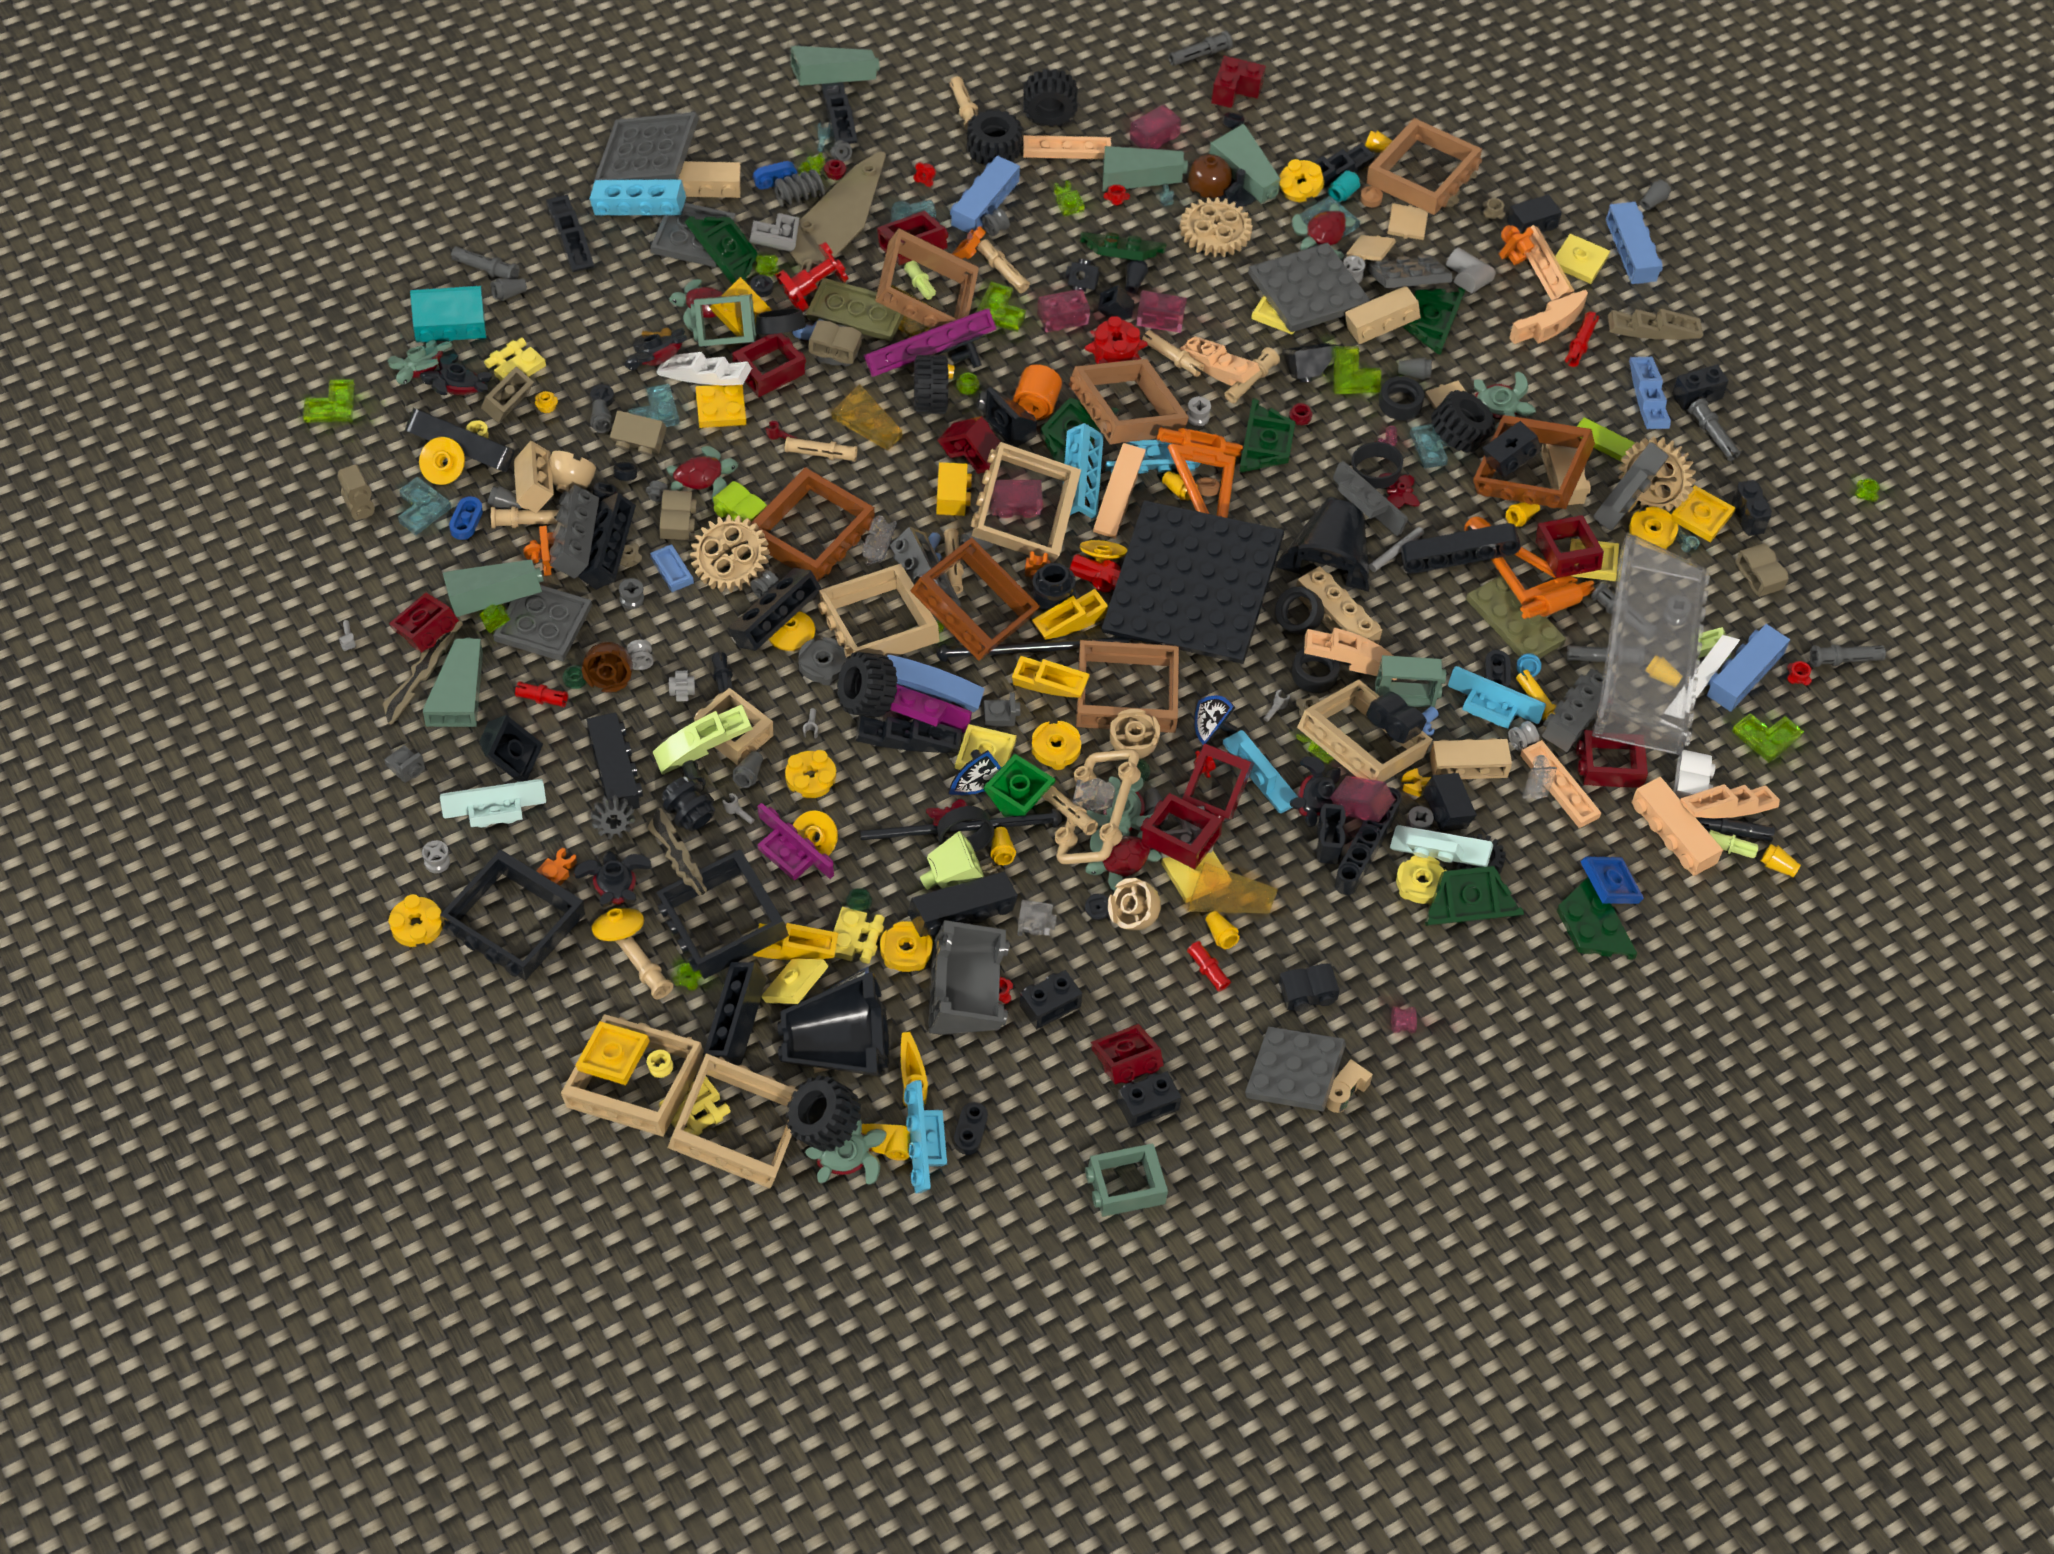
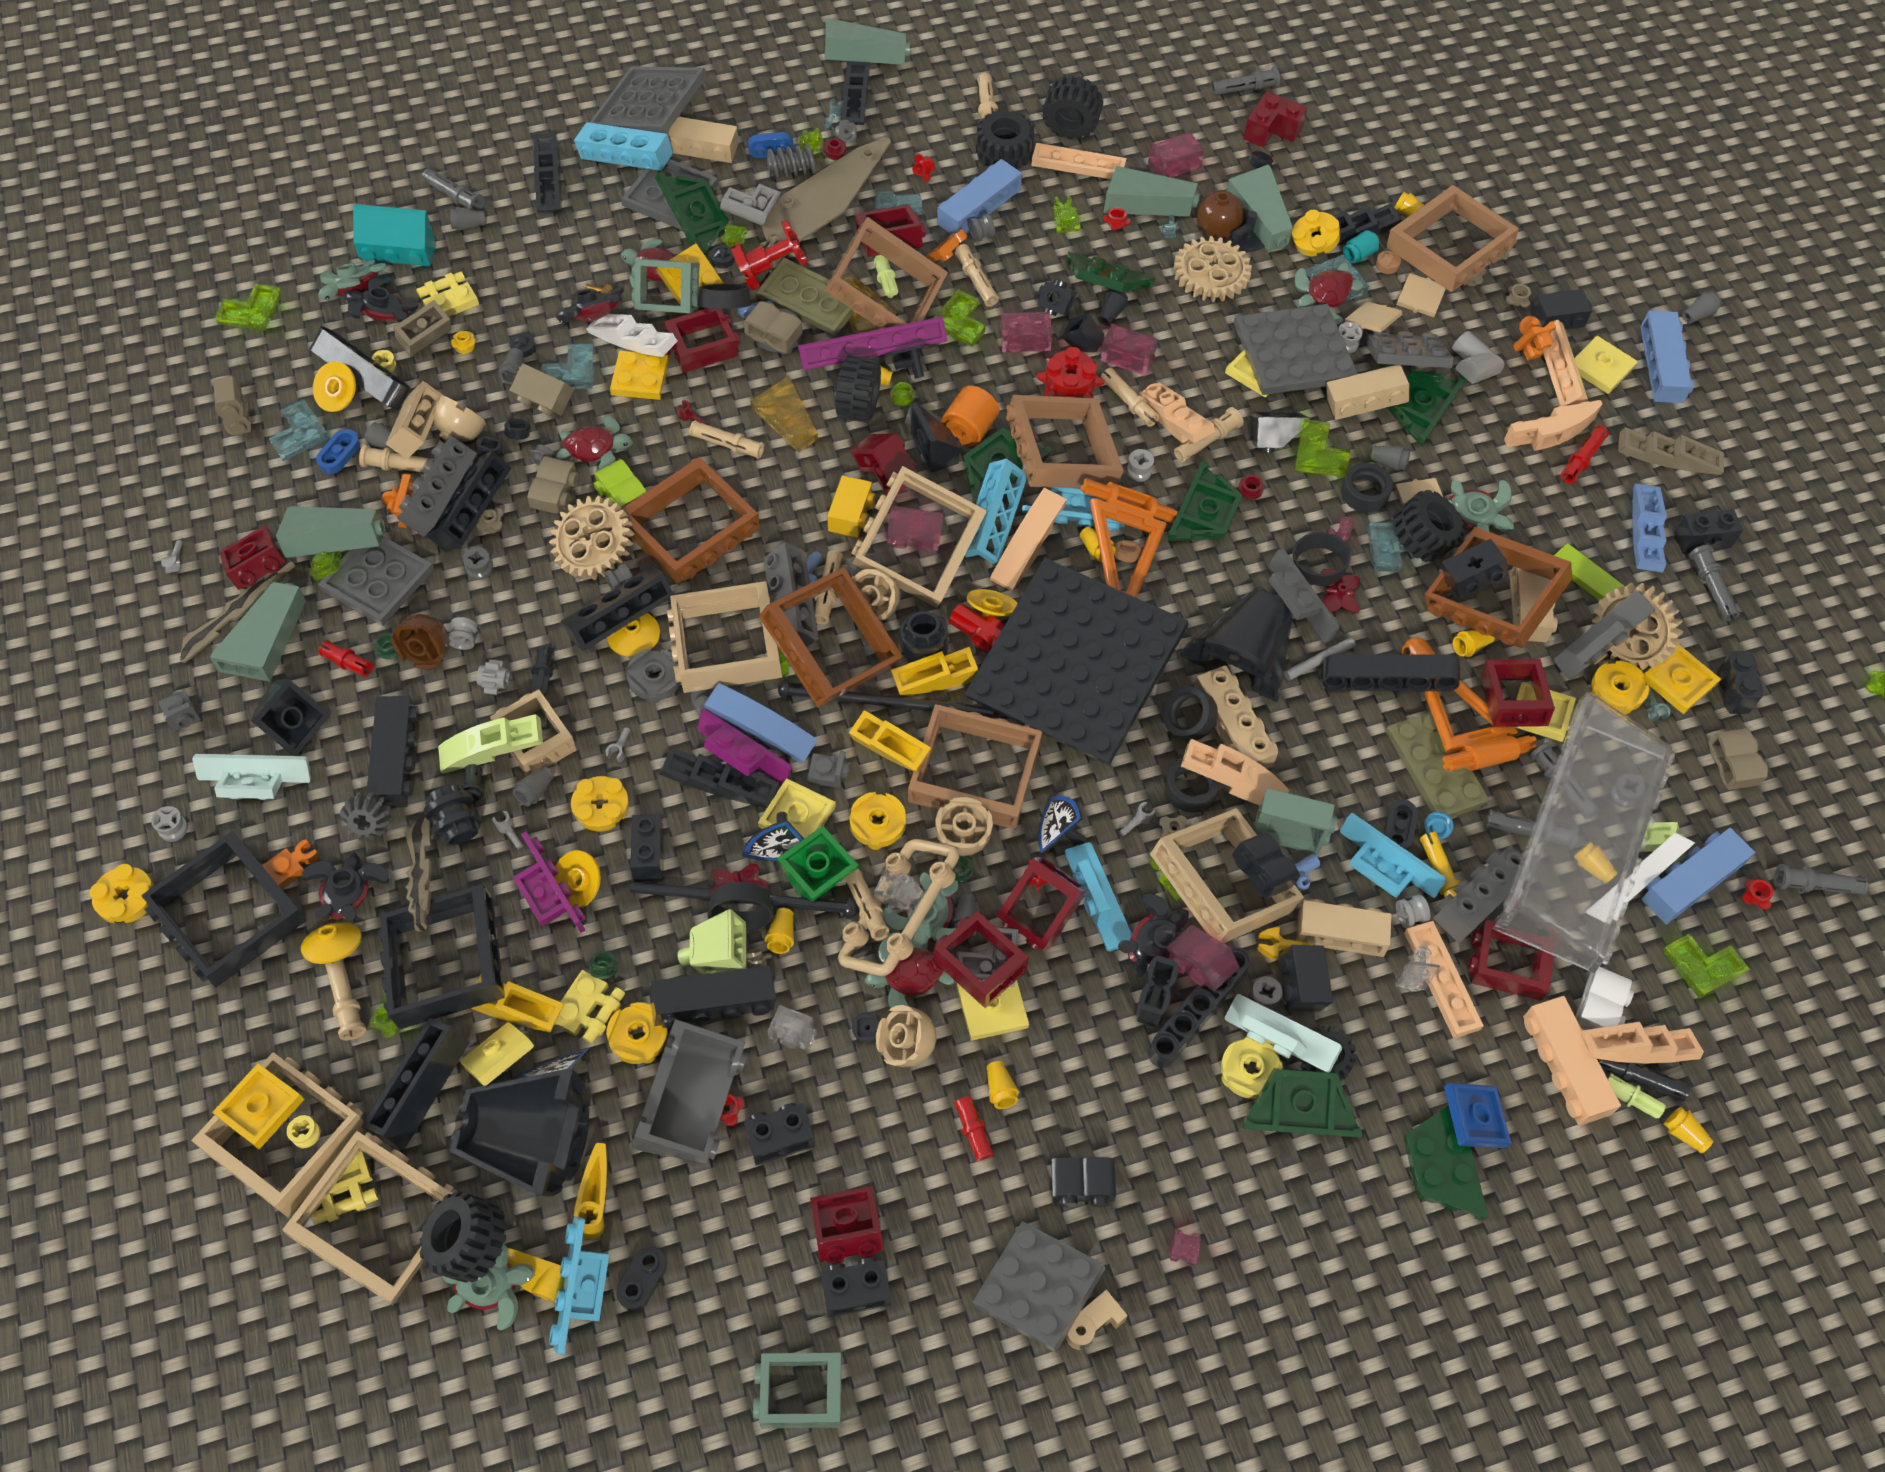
camera: 15 degrees right, 5 degrees up
(671, 568) = (530, 542): medium blue tile -> none
(866, 800) = (647, 847): none -> black brick
(867, 684) = (684, 714): black tyre -> none
(876, 548) = (748, 558): clear hinge -> none
(1005, 553) = (879, 590): none -> tan cylinder
(1034, 563) = (911, 606): orange plate -> none
(1230, 893) = (1019, 1040): clear yellow wing -> none

